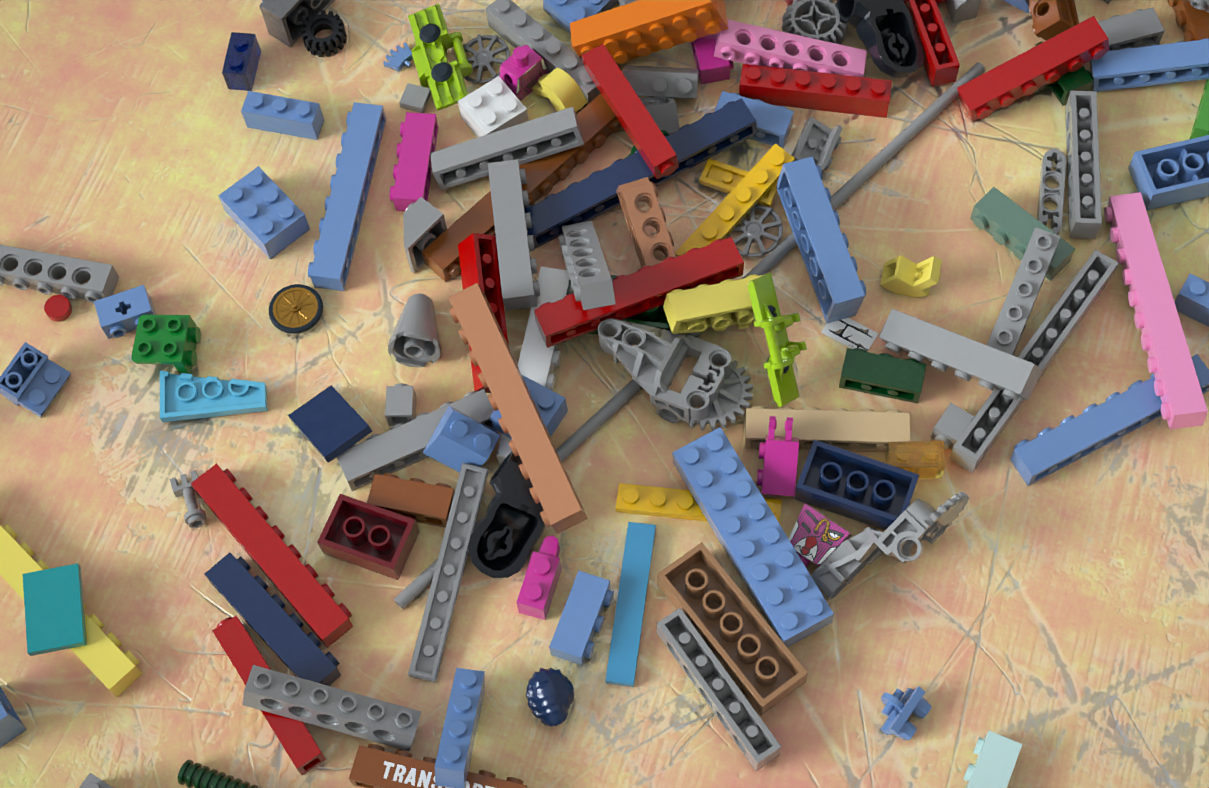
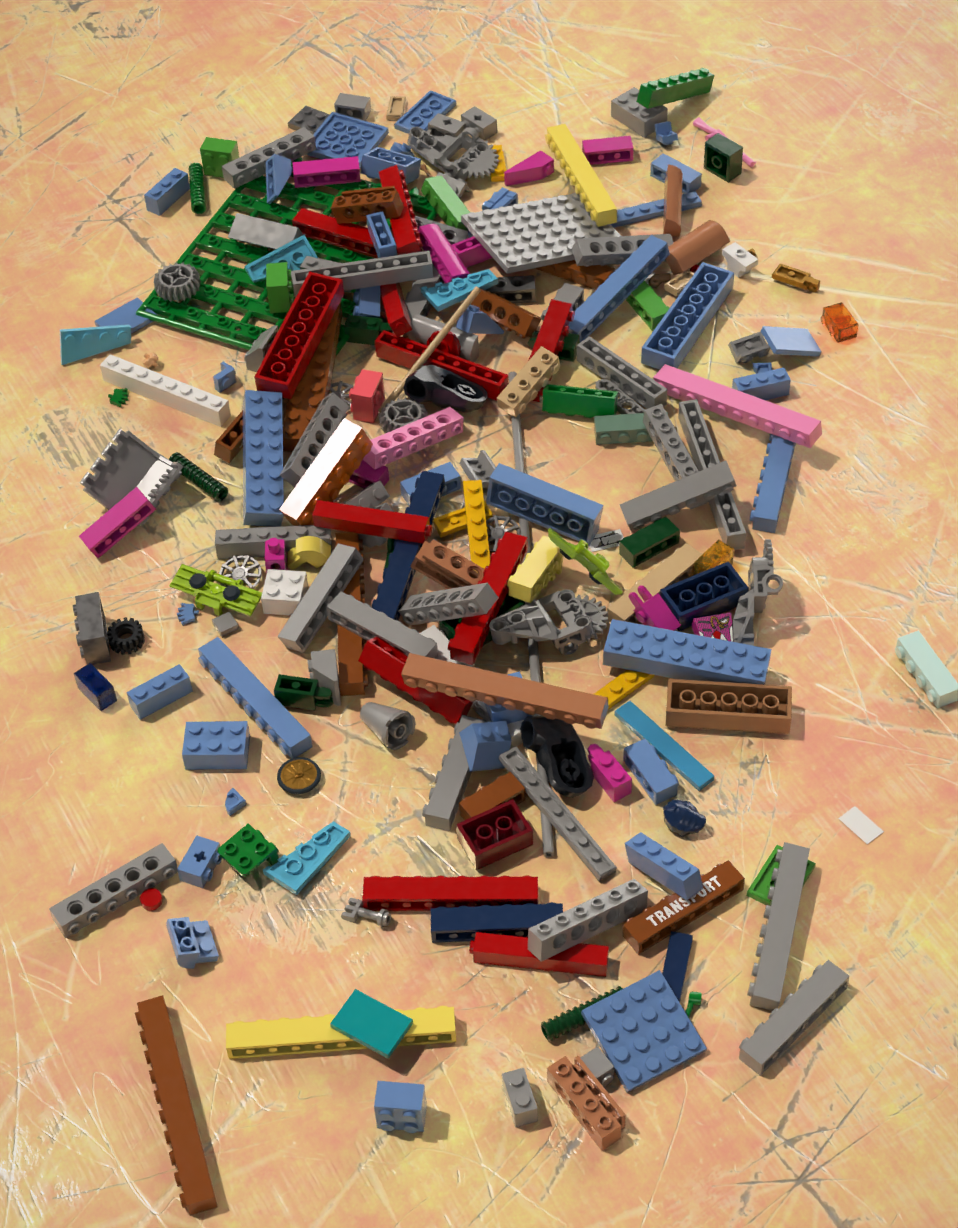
camera: 50 degrees left, 15 degrees down
(221, 281) = (234, 802): none -> medium blue tile
(330, 423) = (399, 805): dark blue tile -> none
(384, 228) = (301, 693): none -> dark green hinge
(400, 404) = (424, 765): light grey brick -> none
(414, 165) = (270, 649): dark pink brick -> none
(718, 689) = (758, 736): light grey brick -> none
(816, 90) = (446, 445): red brick -> none
(899, 708) = (848, 669): medium blue hips -> none
(909, 278) = (608, 488): light yellow brick -> none
(951, 426) = (709, 533): light grey brick -> none
(968, 90) = (528, 382): none -> tan brick
(1003, 157) = (579, 401): none -> green brick

